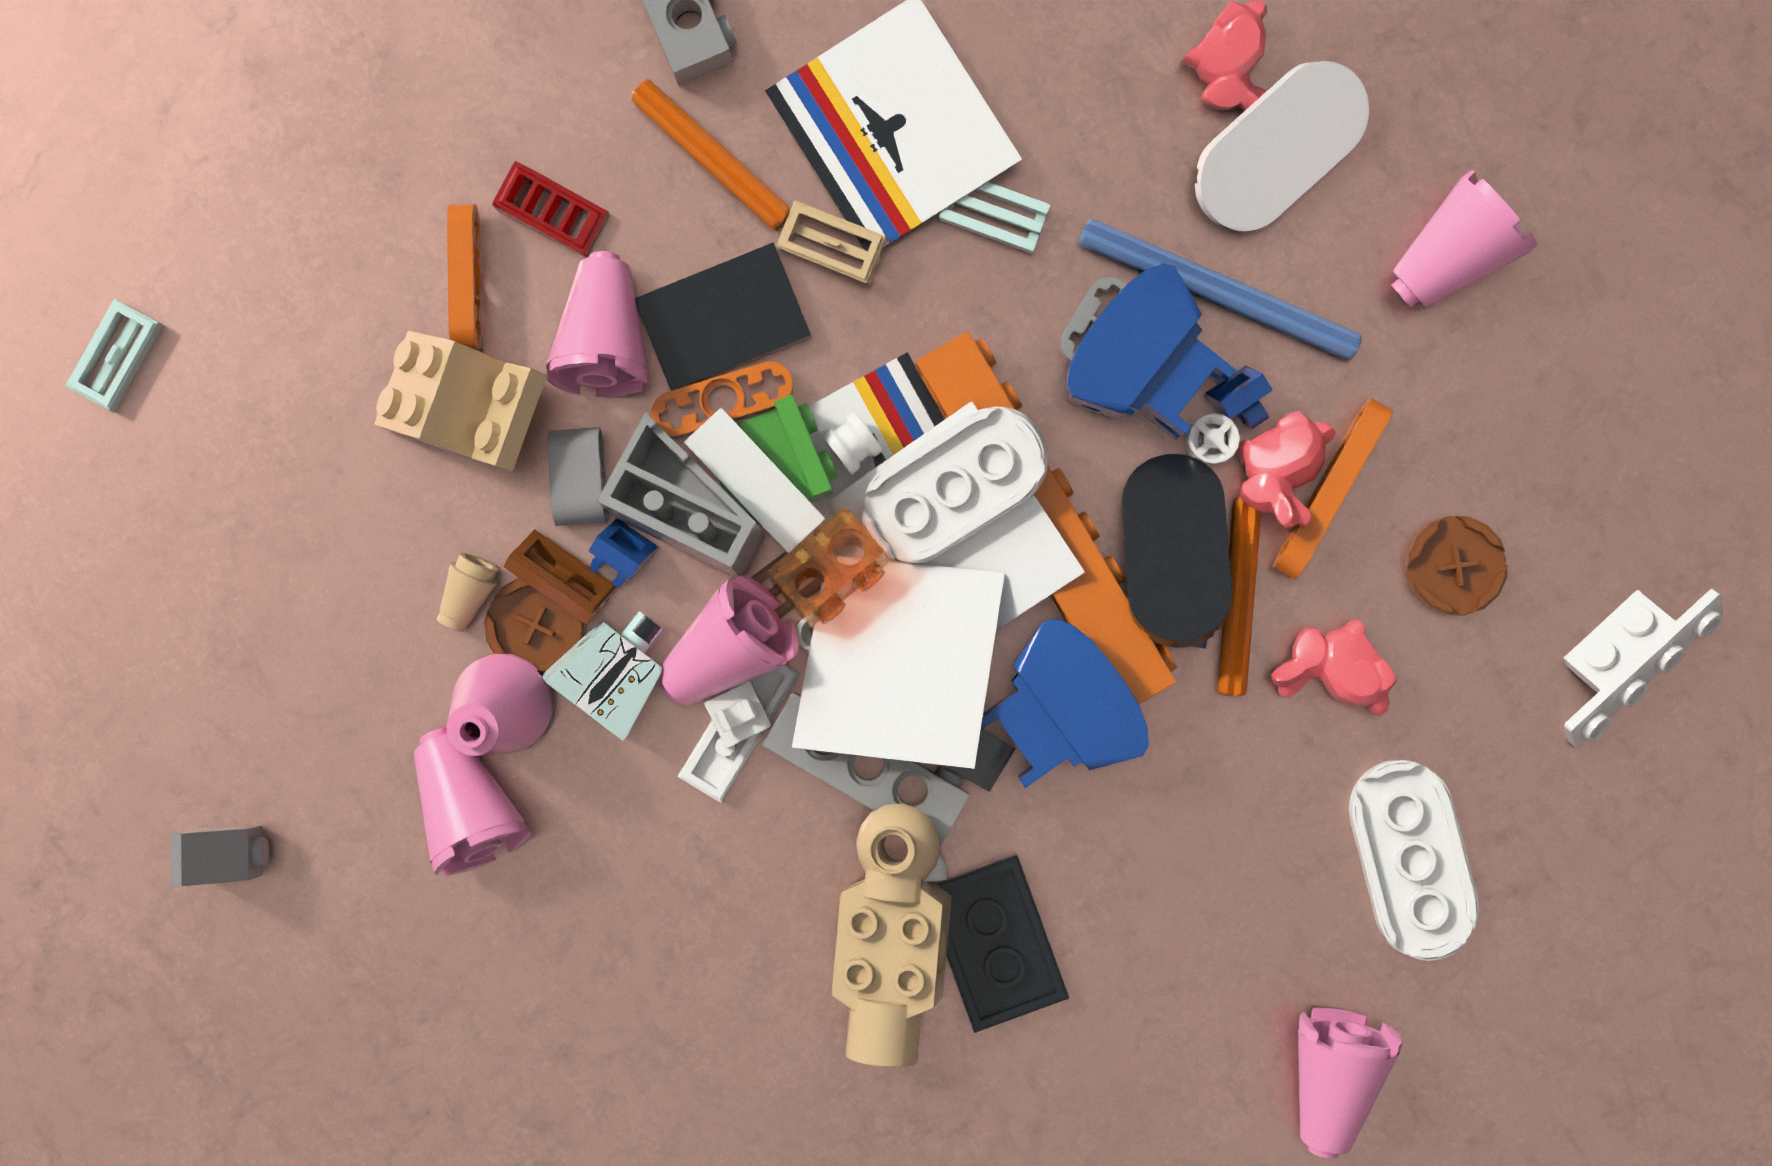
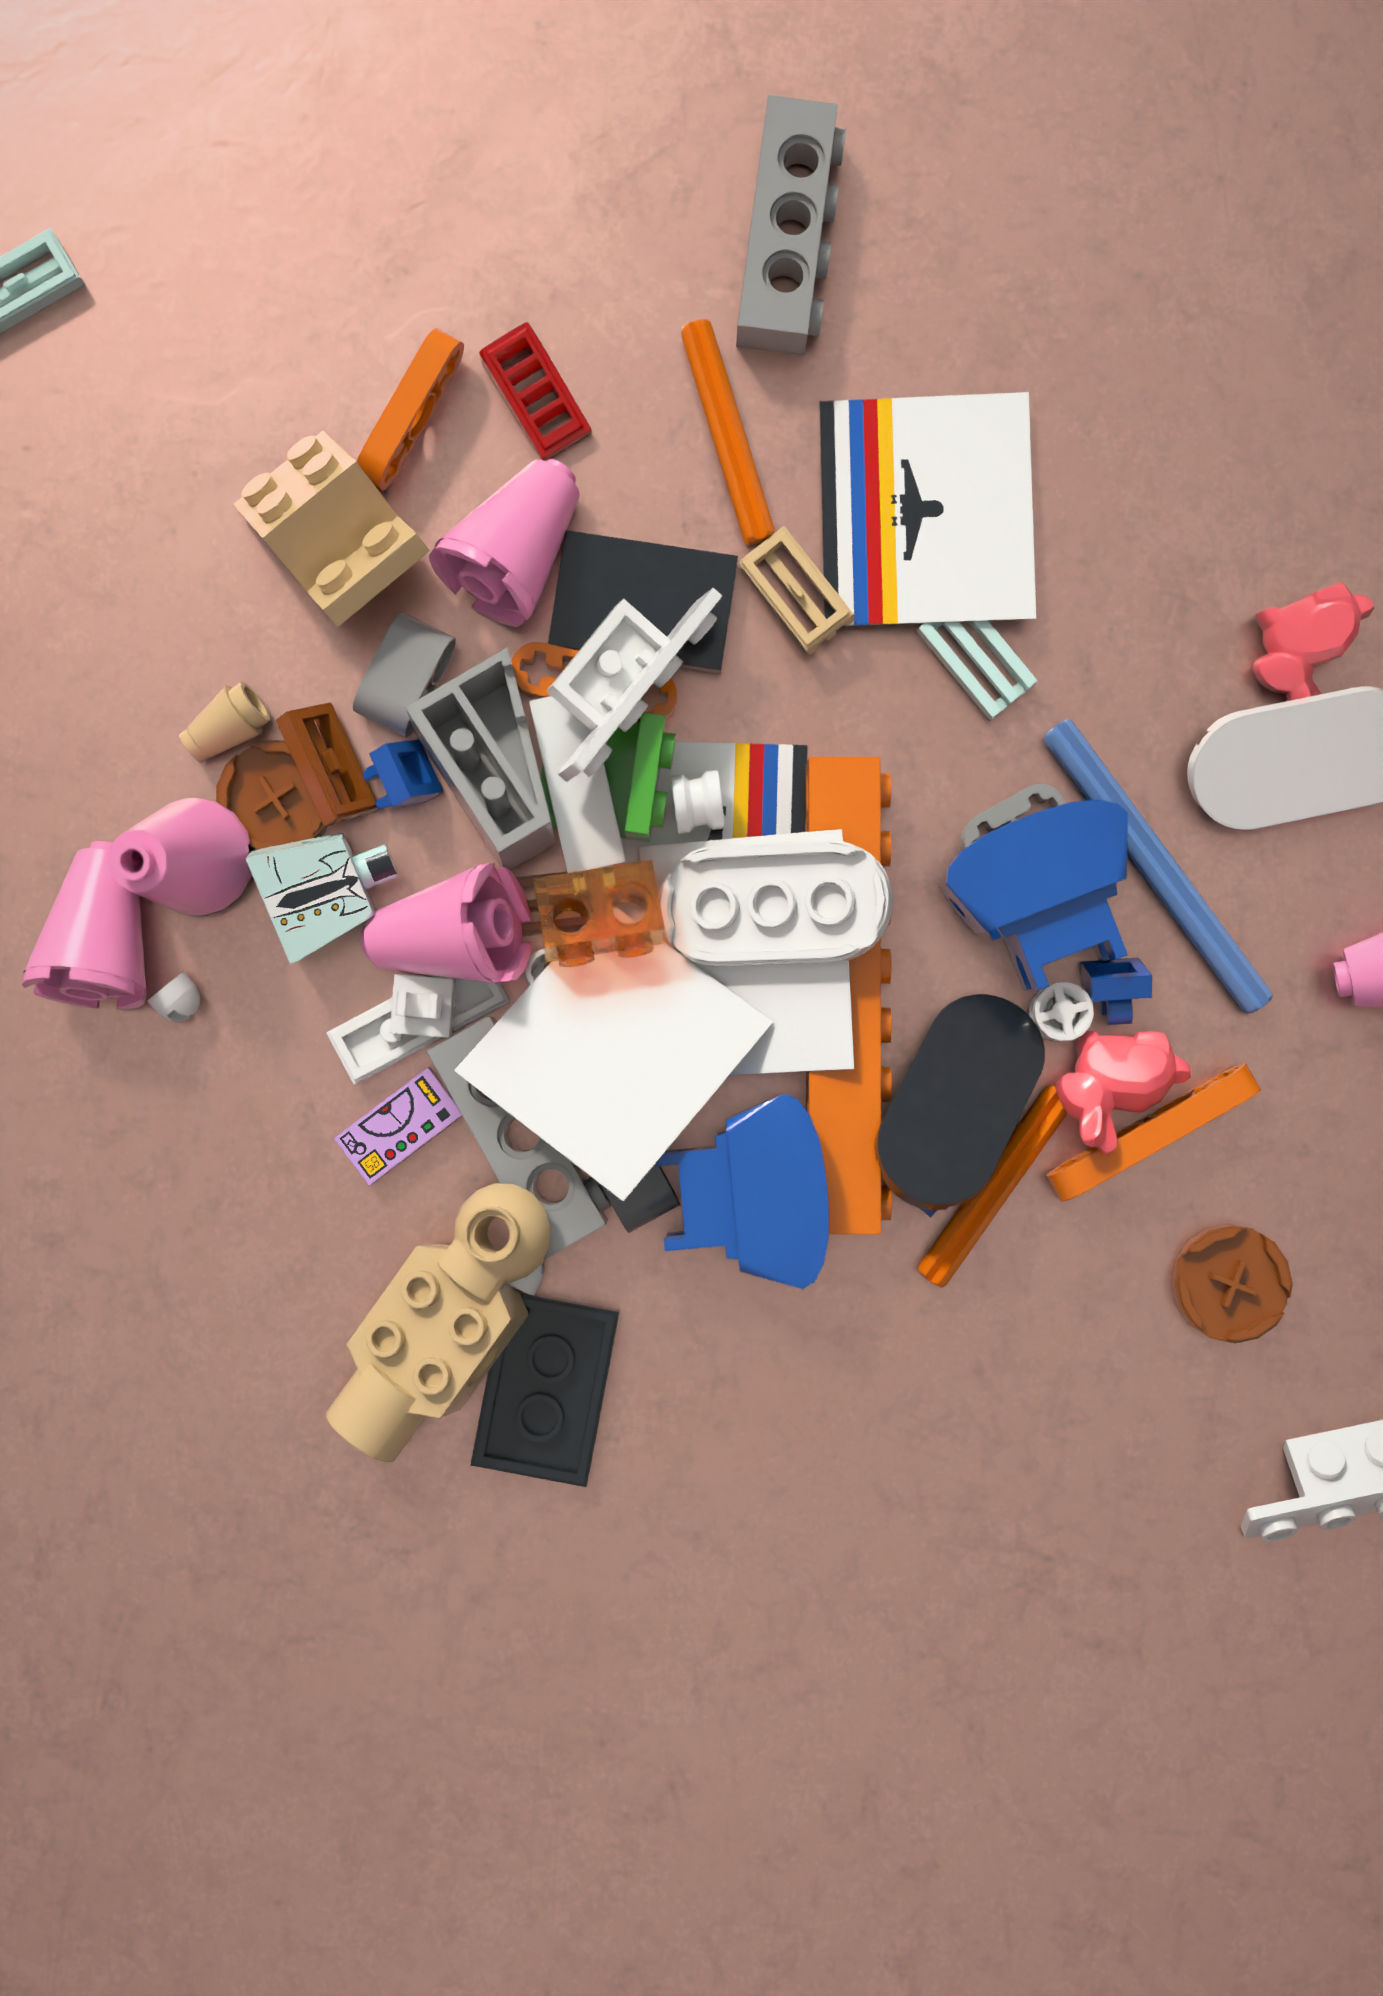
camera: 25 degrees right, 0 degrees up
(551, 817) = (177, 999): none -> white hinge
(737, 381) = (615, 671): none -> white bracket
(772, 814) = (399, 1126): none -> lavender tile
(1340, 1076) = (812, 1729): bright pink cone -> none
(1343, 663) = (1060, 1312): coral animal -> none
(1413, 859) = (1014, 1553): white tile -> none

